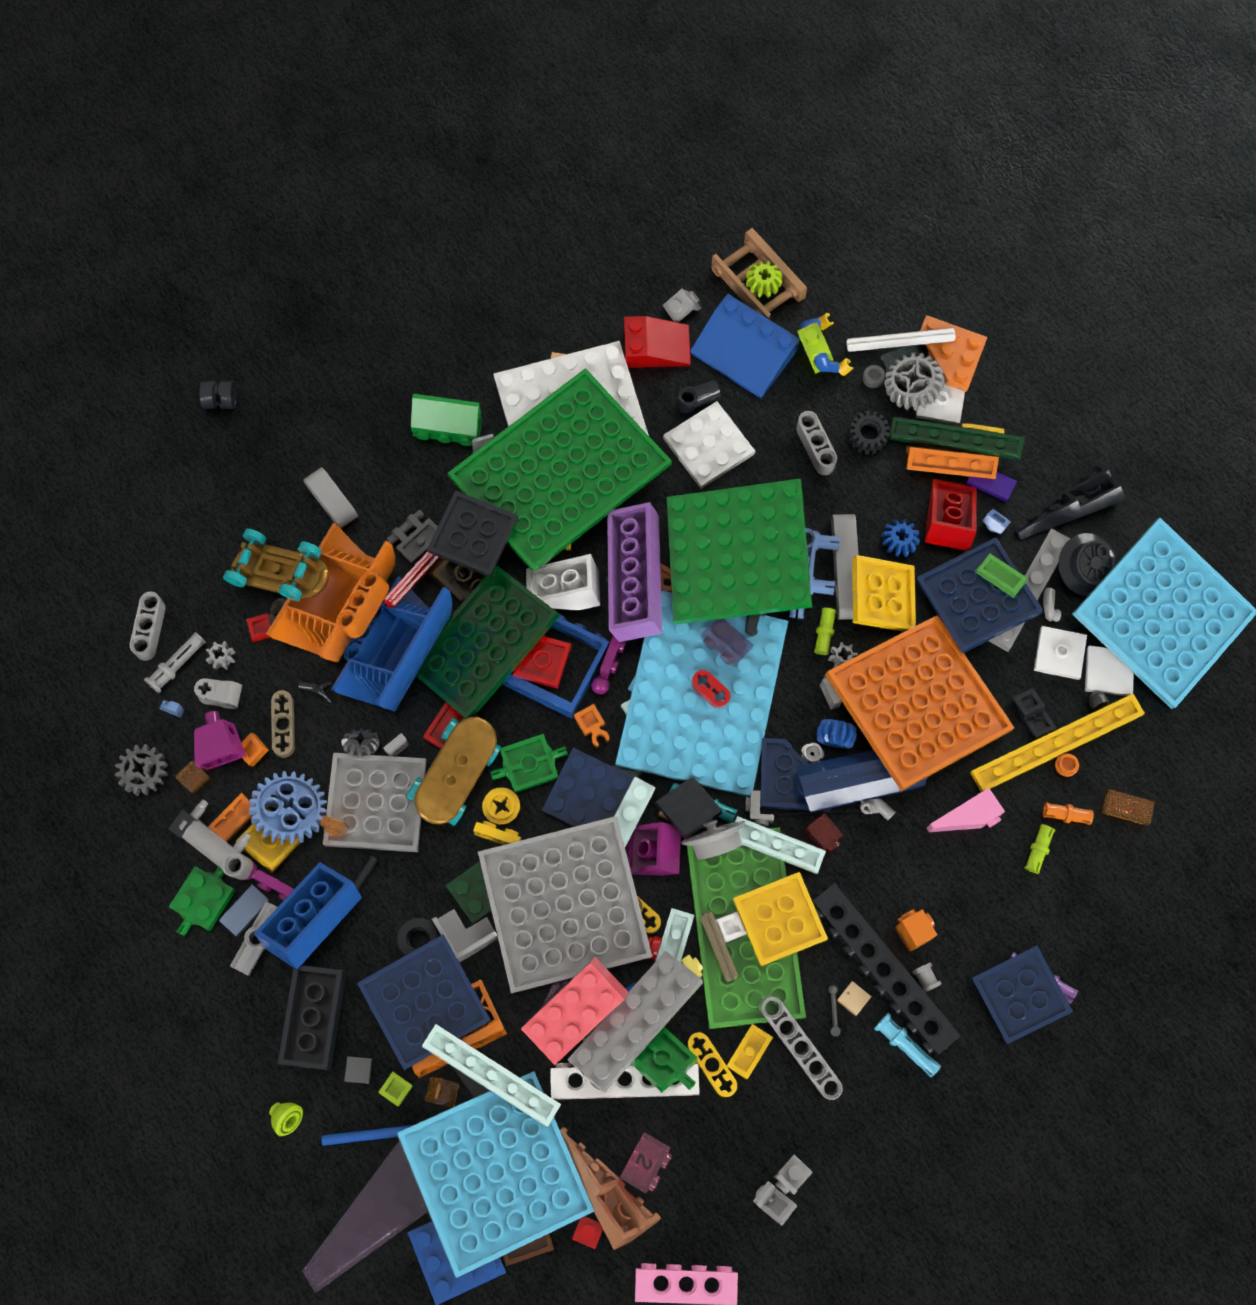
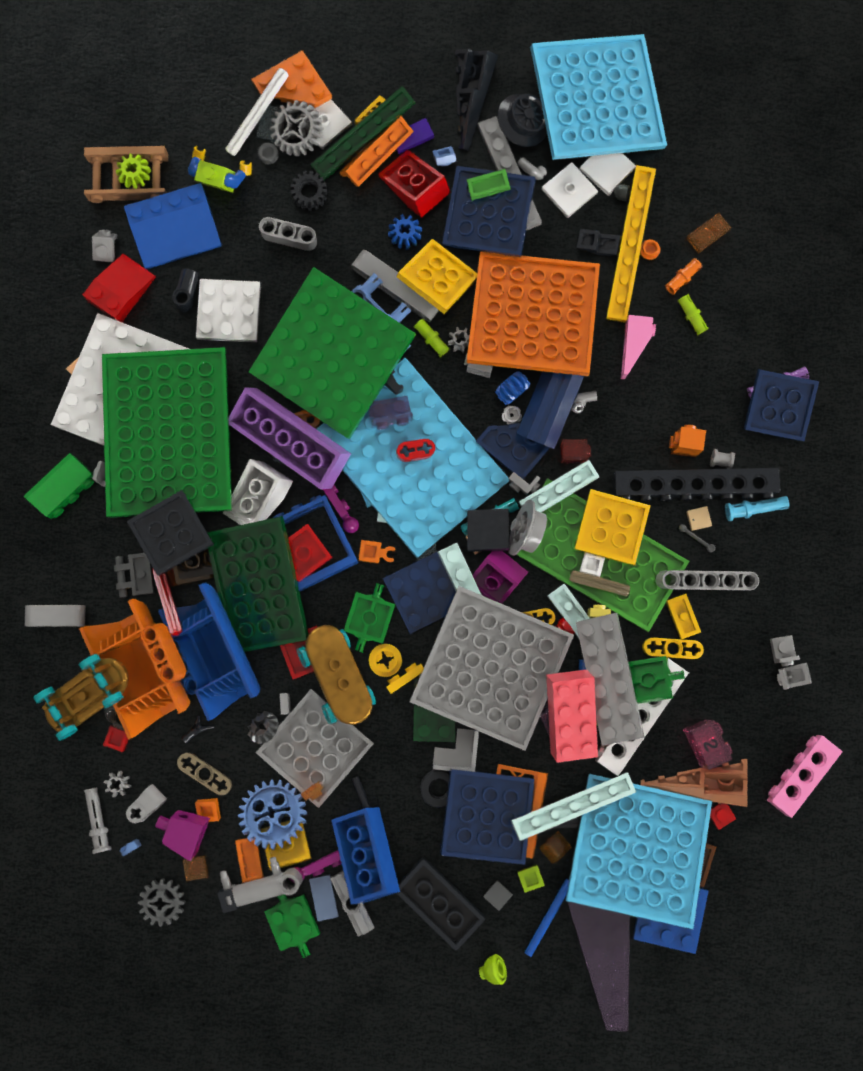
camera: 55 degrees left, 10 degrees up
(150, 636) = (42, 818): light grey beam -> none

